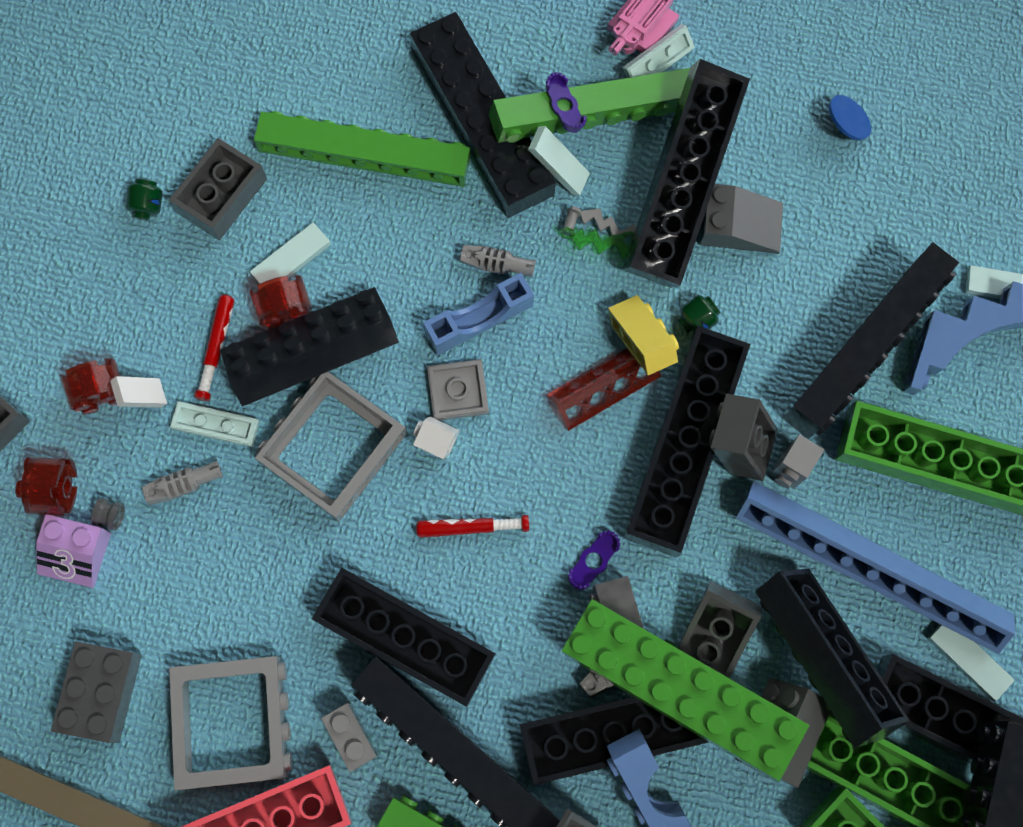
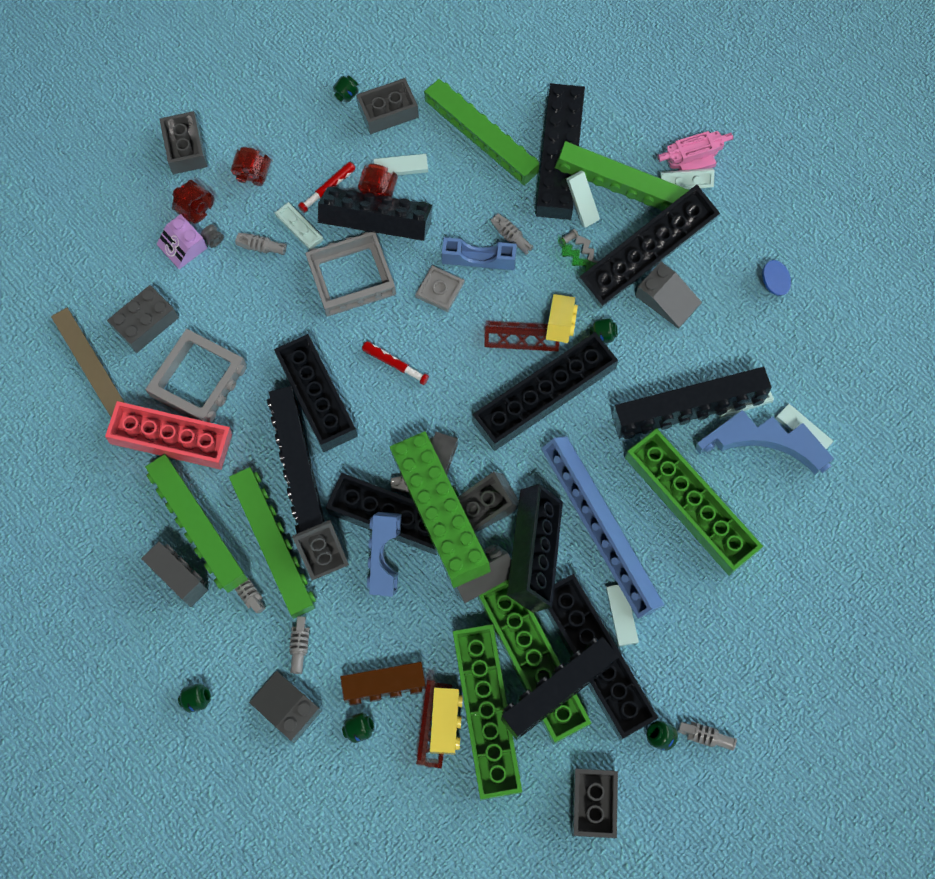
camera: 40 degrees right, 5 degrees down
(138, 392) = (270, 183): white tile -> none
(350, 737) = (251, 424): light grey brick -> none
(435, 437) = (408, 303): white brick -> none
(557, 90) = (606, 157): dark purple piece -> none
(605, 547) = (459, 421): dark purple piece -> none
(743, 436) = (575, 405): dark grey brick -> none
(796, 462) = (597, 440): light grey brick -> none

